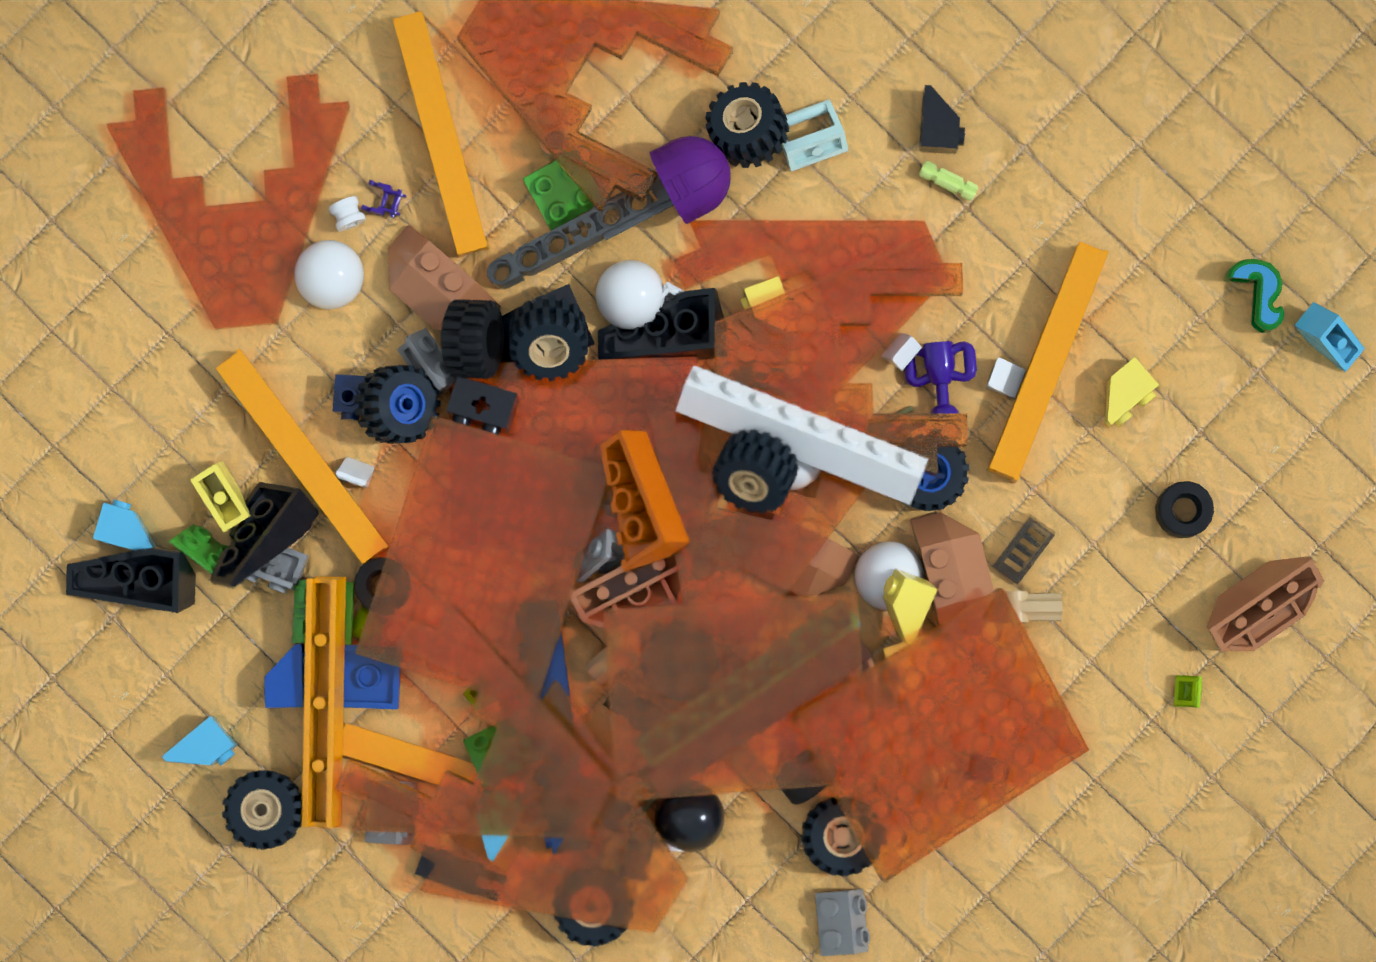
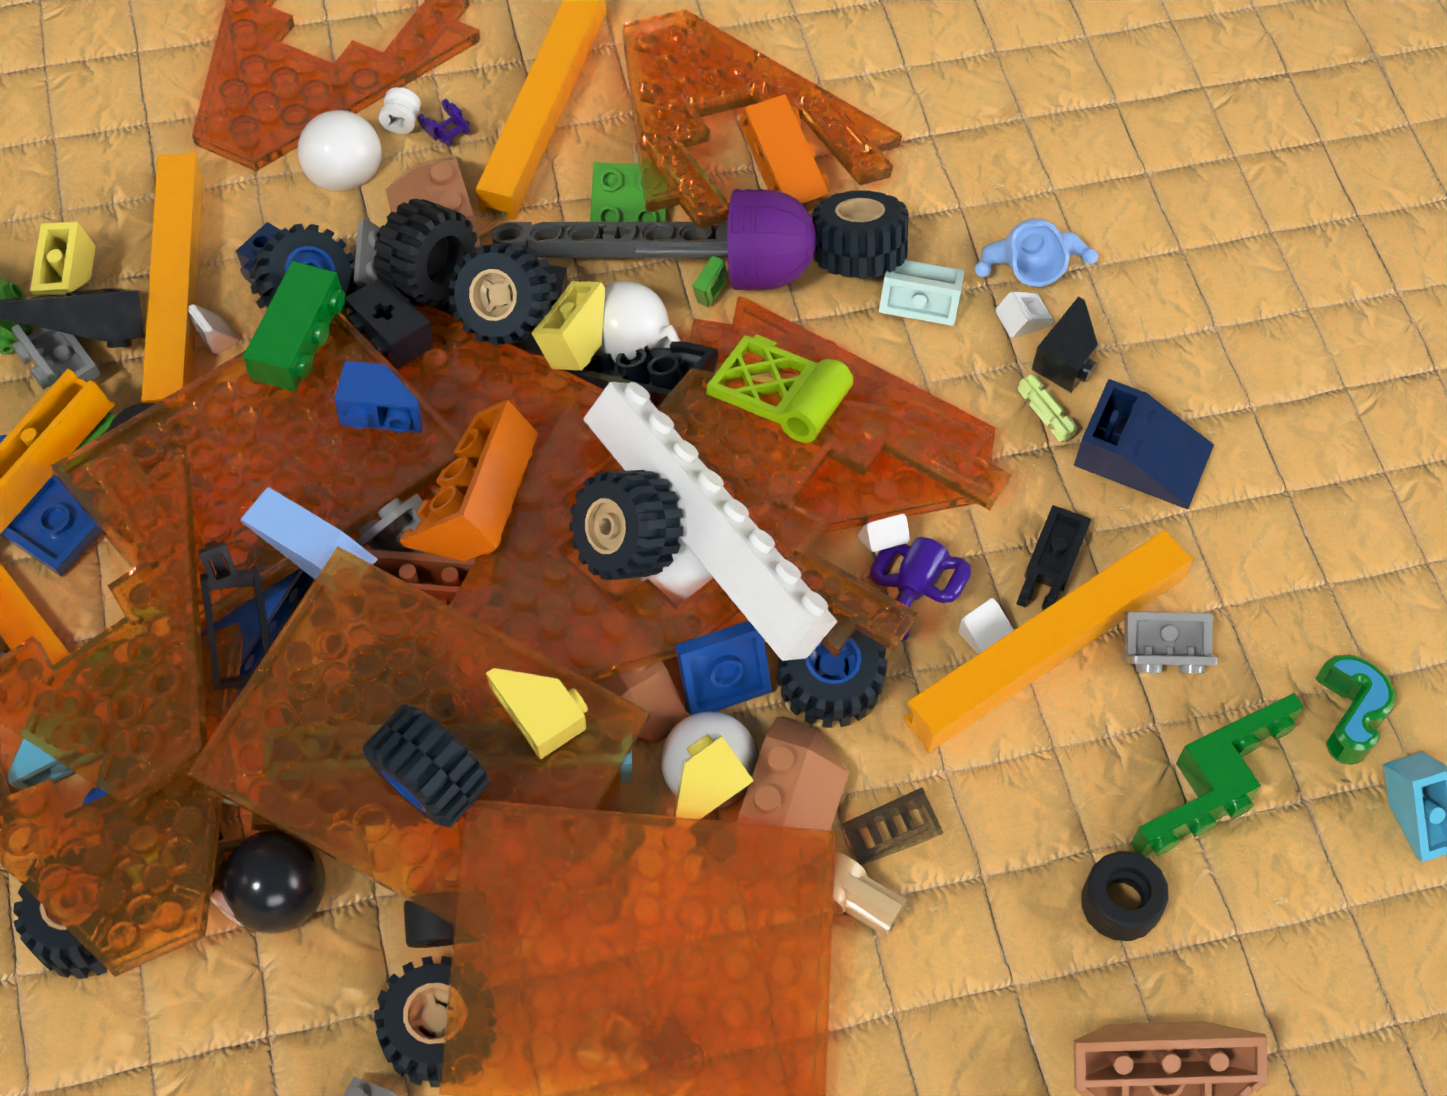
camera: 30 degrees right, 25 degrees down
(438, 457) = (294, 326): none -> green brick
(531, 477) = (375, 398): none -> blue slope
(536, 661) = (223, 580): none -> black sword
(565, 607) = (299, 533): none -> light blue slope
(607, 329) = (573, 326): none -> light yellow slope
(654, 89) = (783, 152): none -> orange brick
(667, 225) = (710, 281): none -> bright green tile
(763, 718) = (426, 765): none -> black wheel
(797, 636) = (539, 708): none -> light yellow slope
(808, 297) = (809, 397): none -> lime piece
(864, 518) = (723, 668): none -> blue plate
(872, 57) = (1035, 252): none -> light blue piece
(889, 109) = (1023, 314): none -> white slope
(1017, 296) = (1054, 554): none -> black hinge
(1031, 177) = (1143, 446): none -> dark blue slope
(1122, 317) = (1168, 639): none -> light grey bracket
(1125, 389) = (1129, 722): light yellow slope -> none
(1200, 394) = (1218, 776): none -> green bracket

